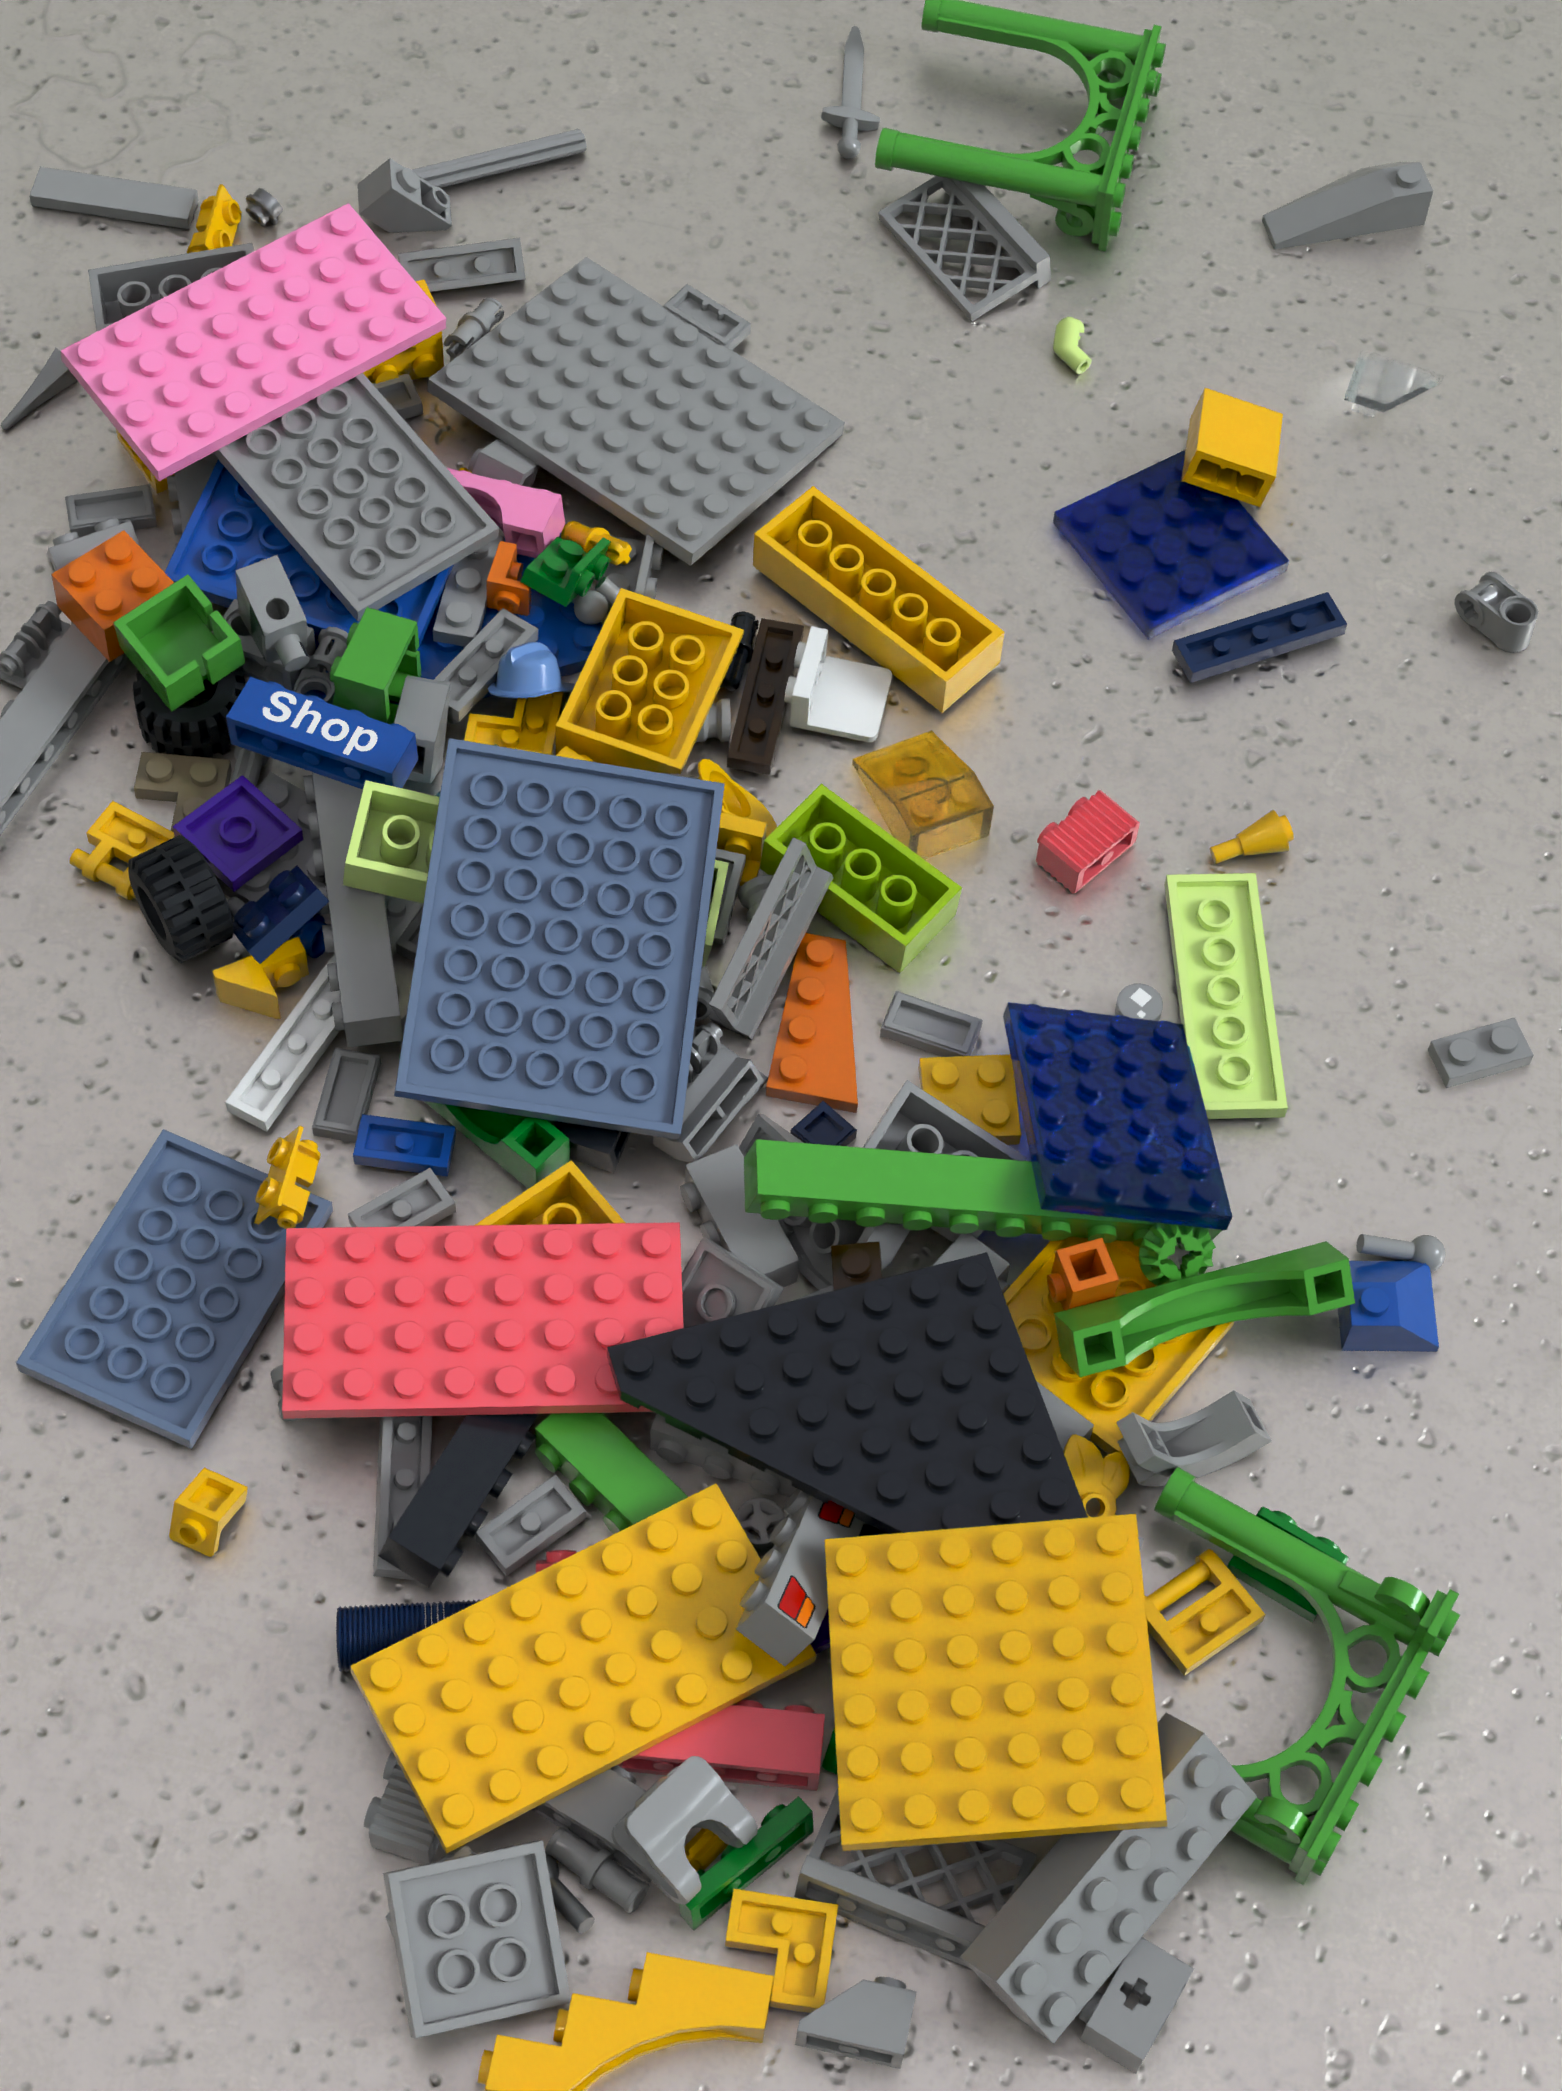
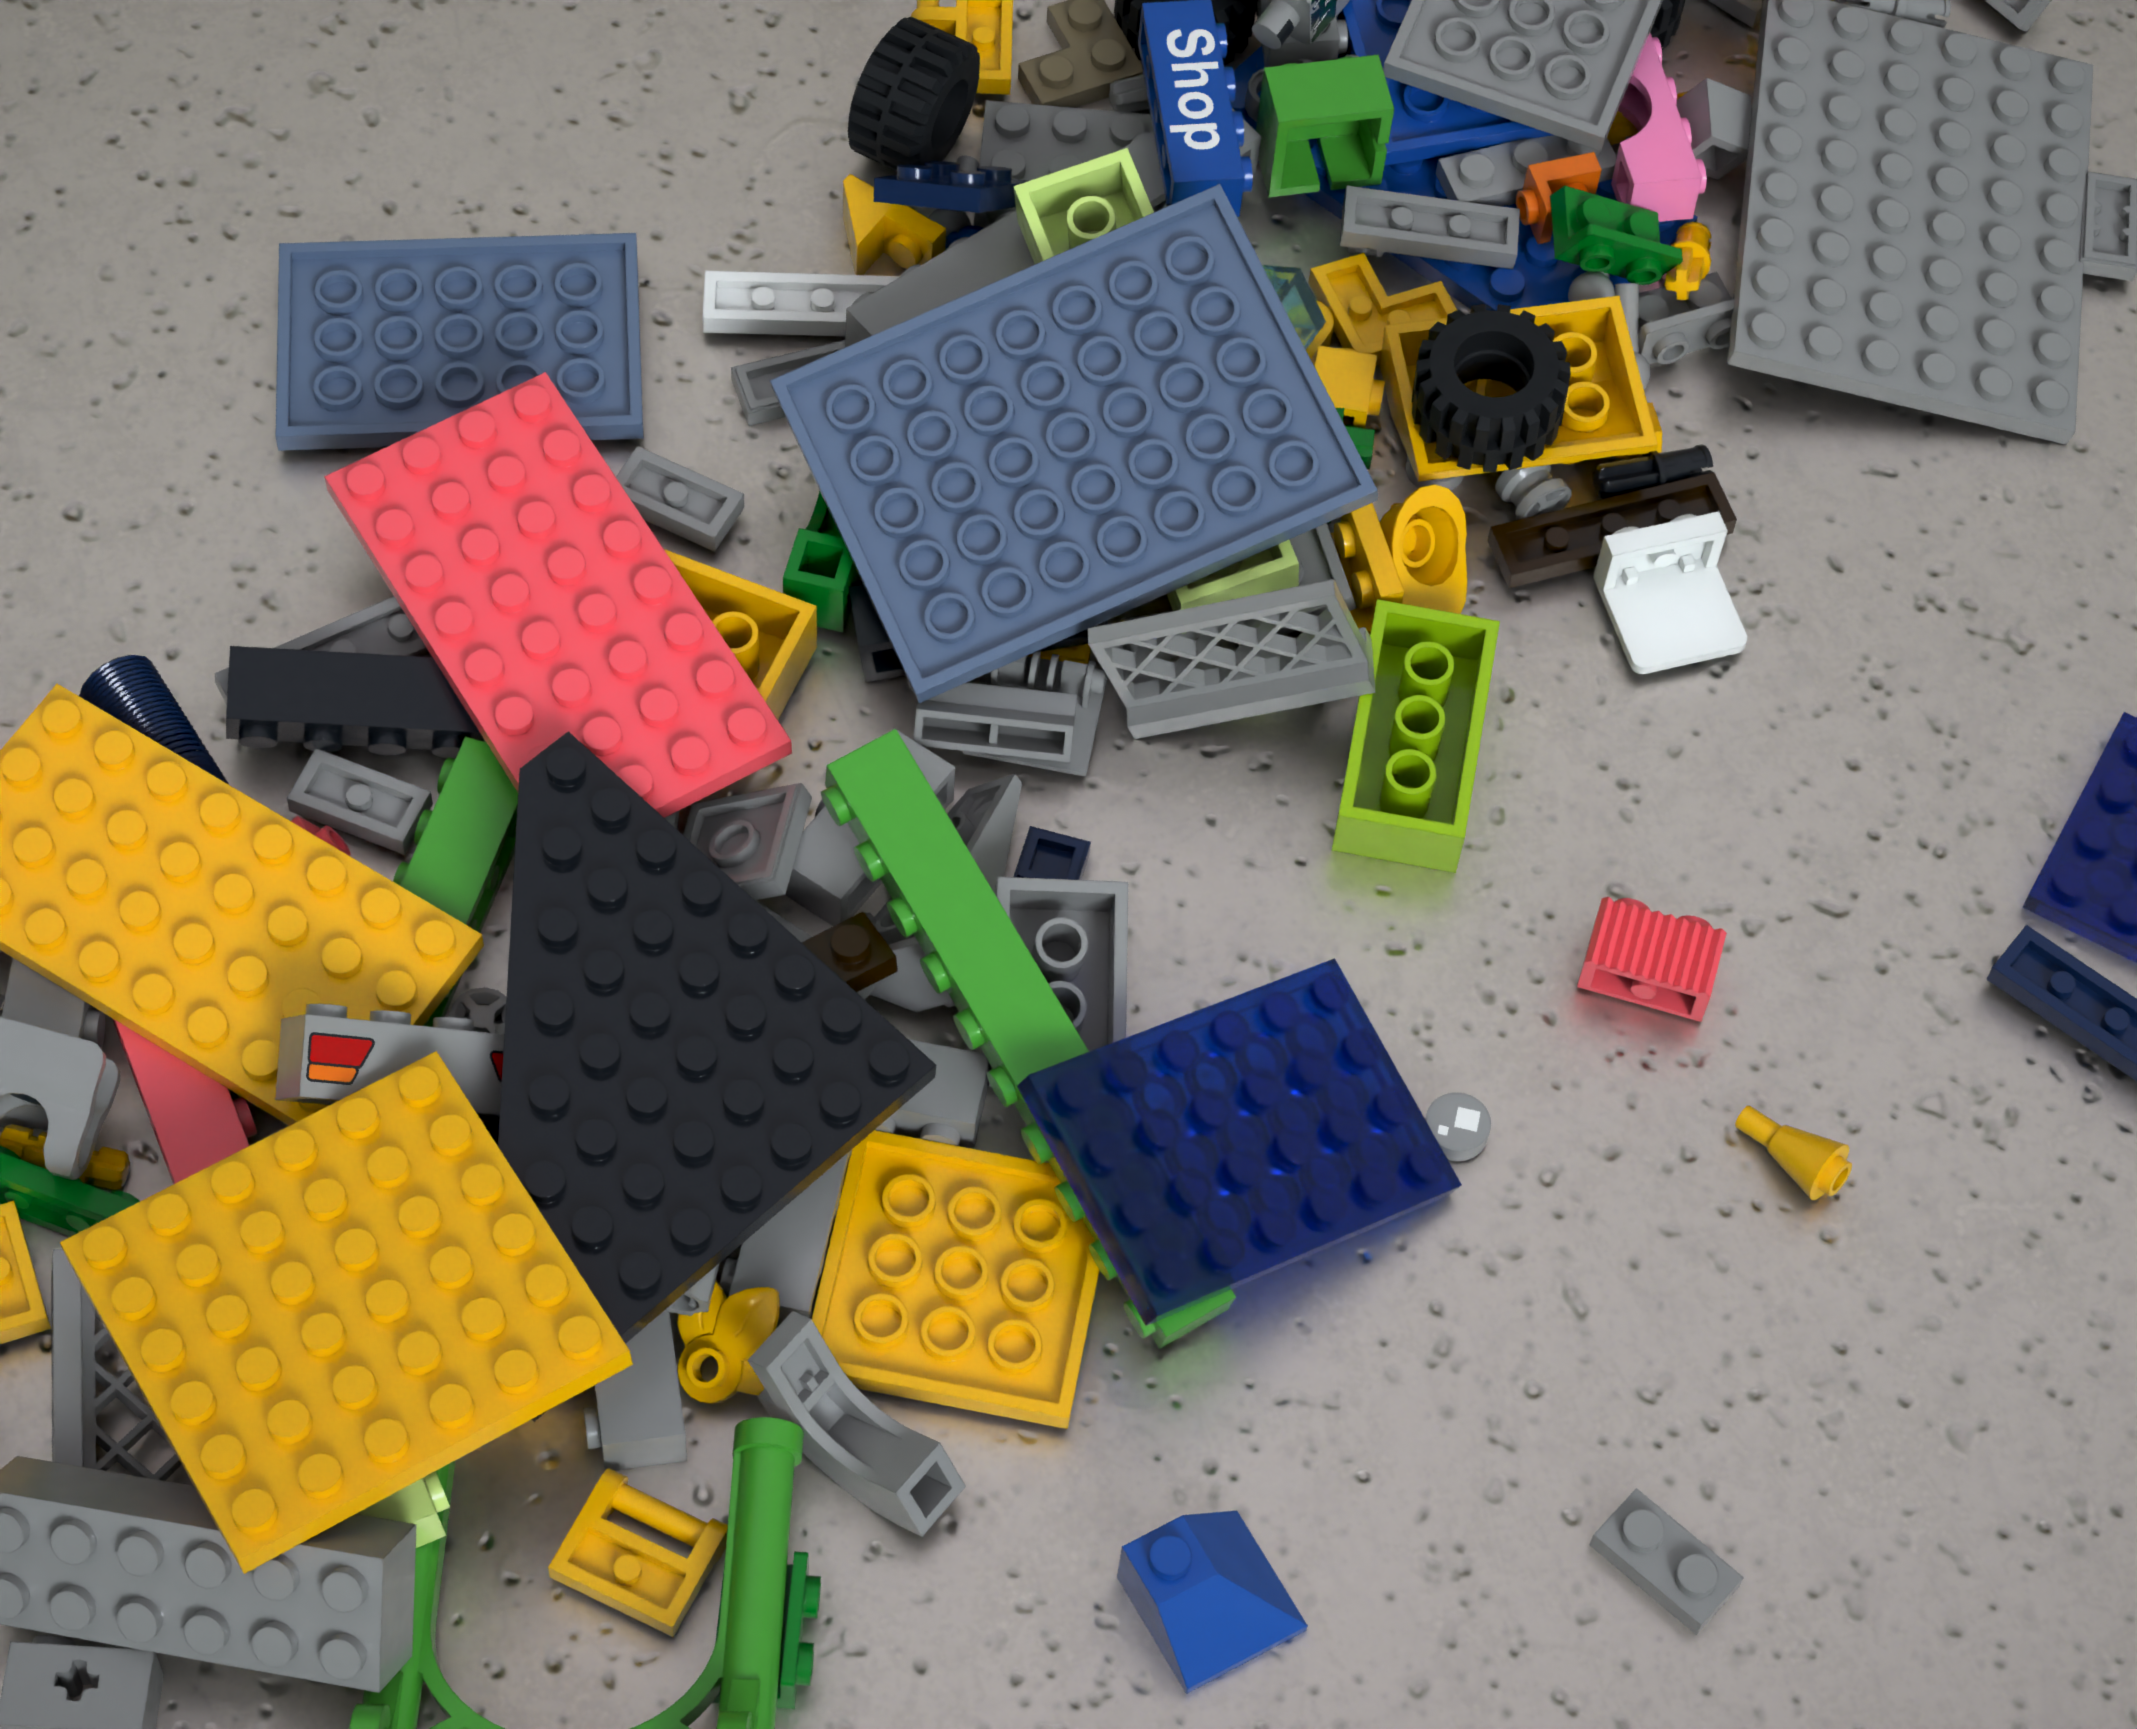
camera: 60 degrees right, 0 degrees up
(205, 1510) = (208, 491): yellow bracket -> none
(239, 832) = (1039, 111): dark purple plate -> none
(290, 1163) = (611, 369): yellow hinge -> none
(404, 1145) = (762, 461): blue plate -> none
(425, 712) = (1297, 207): light grey slope -> none
(528, 672) = (1442, 269): medium blue piece -> none
(663, 660) = (1499, 349): none -> black tyre
(815, 1035) = (1166, 799): orange wing -> none
(878, 598) = (1830, 576): yellow brick -> none
(926, 794) = (1590, 758): clear yellow slope -> none
(930, 1026) = (1273, 913): light grey tile -> none
(977, 1089) = (1188, 975): yellow plate -> none
(1082, 1275) = (992, 1203): orange brick -> none
(1125, 1326) = (1125, 1436): bright green arch -> none
(1161, 1243) = (1101, 1329): bright green gear -> none
(1226, 993) = (1536, 1214): yellowish green plate -> none
(1422, 1249) = (1319, 1613): light grey bar -> none

